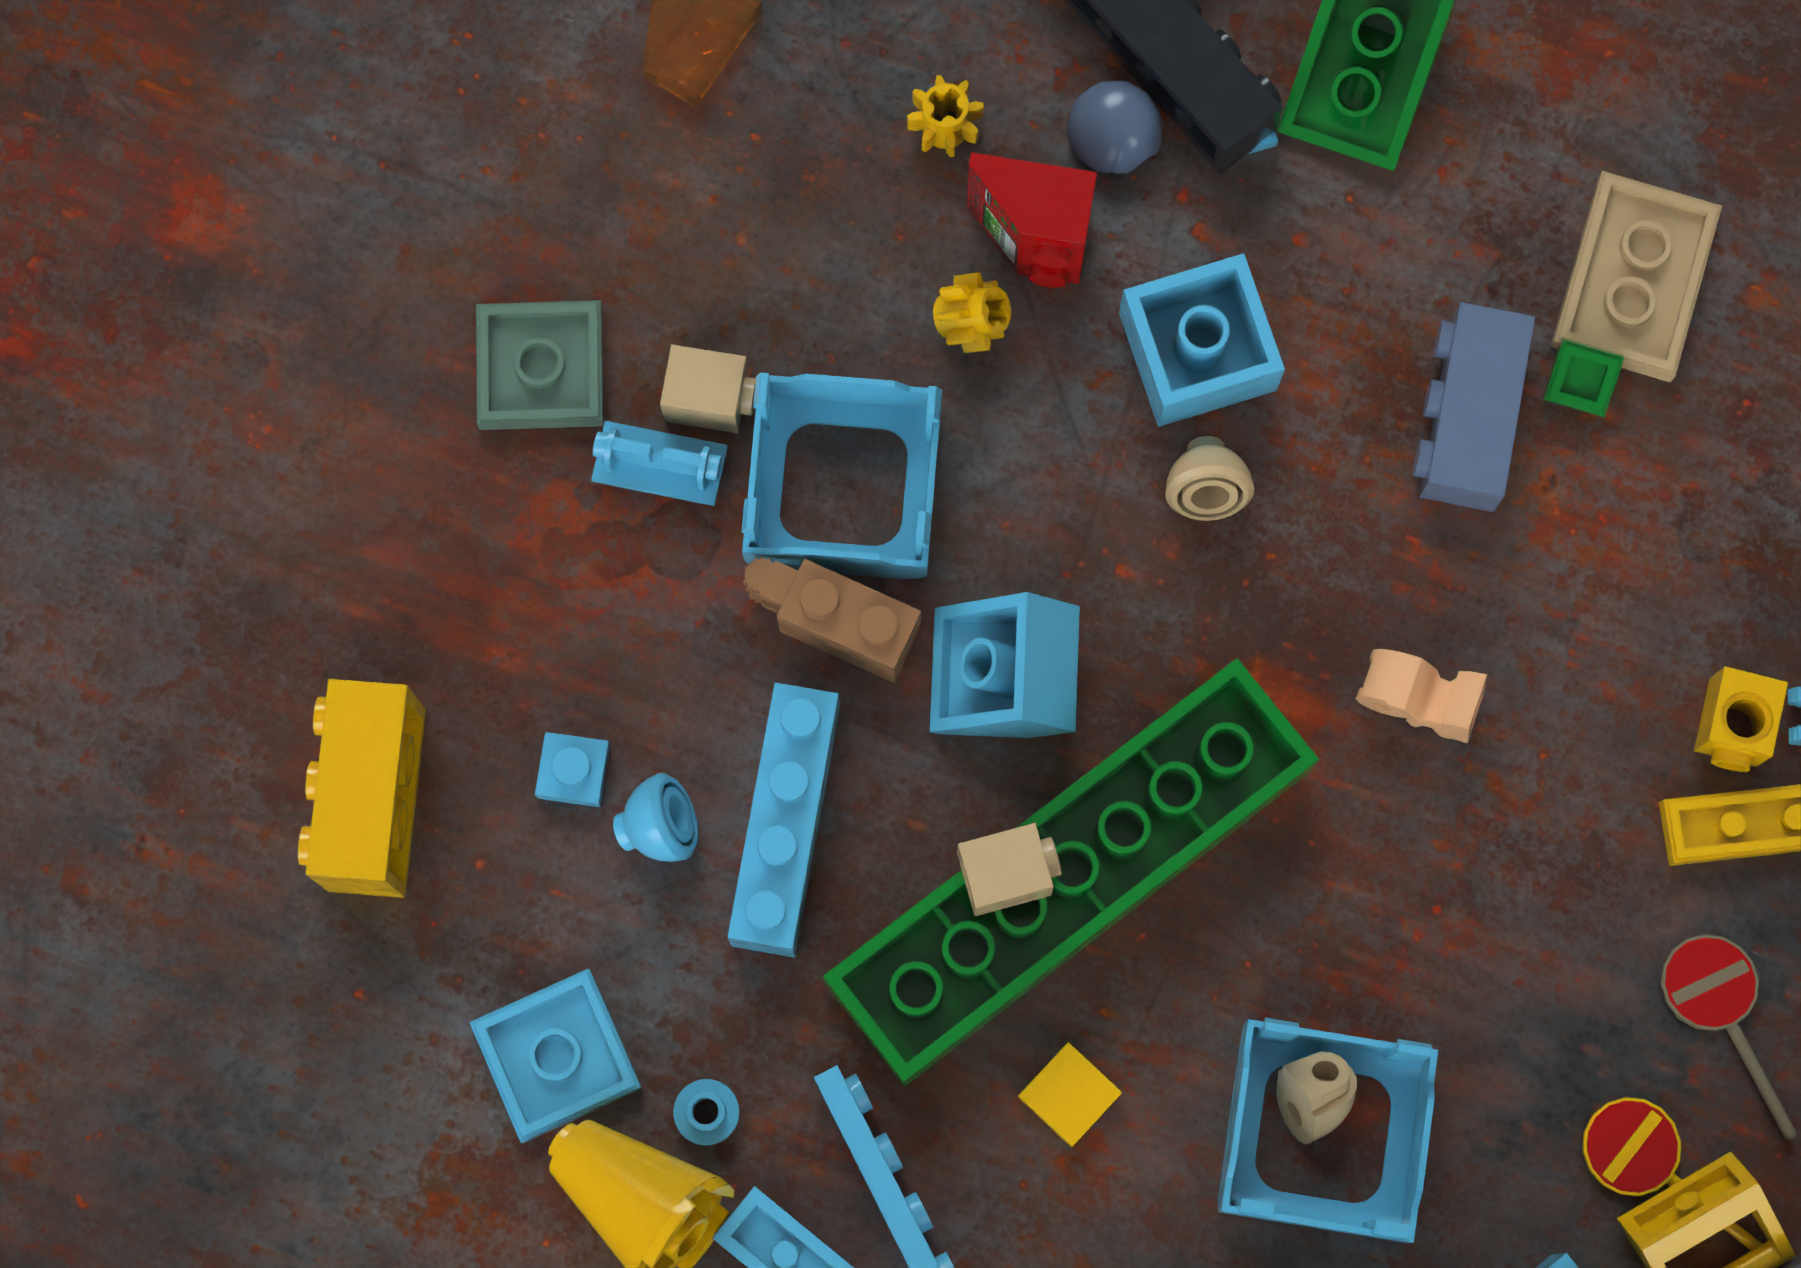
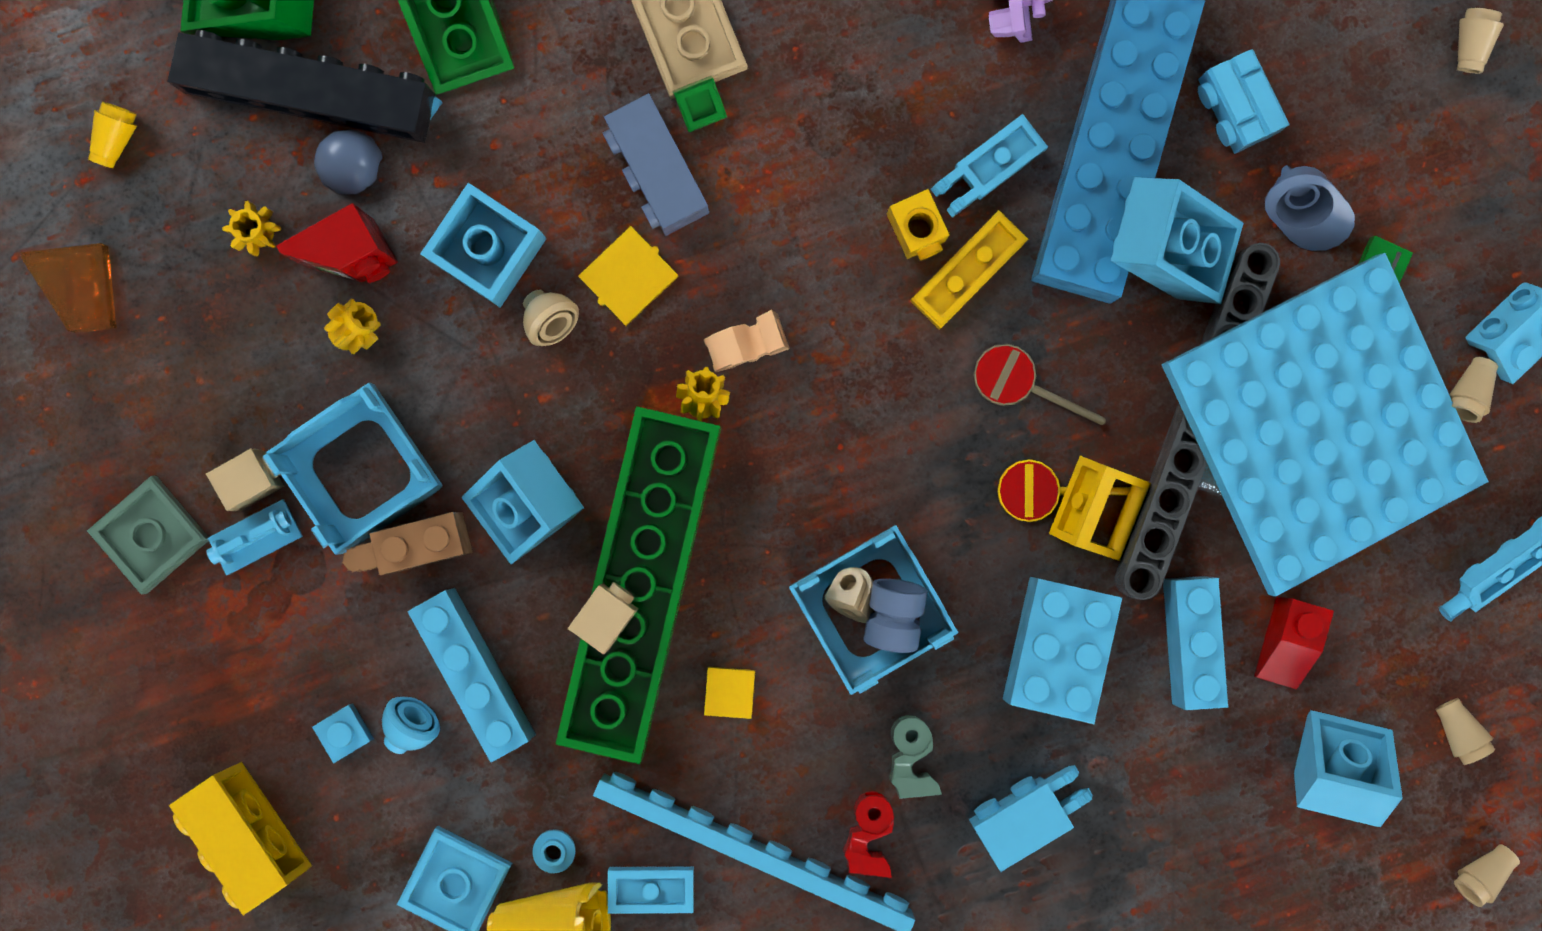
camera: 45 degrees left, 10 degrees up
(1323, 710) = (702, 394): none -> yellow gear
(1339, 509) = (628, 276): none -> yellow piece
(1352, 1158) = (894, 621): none -> sand blue wheel

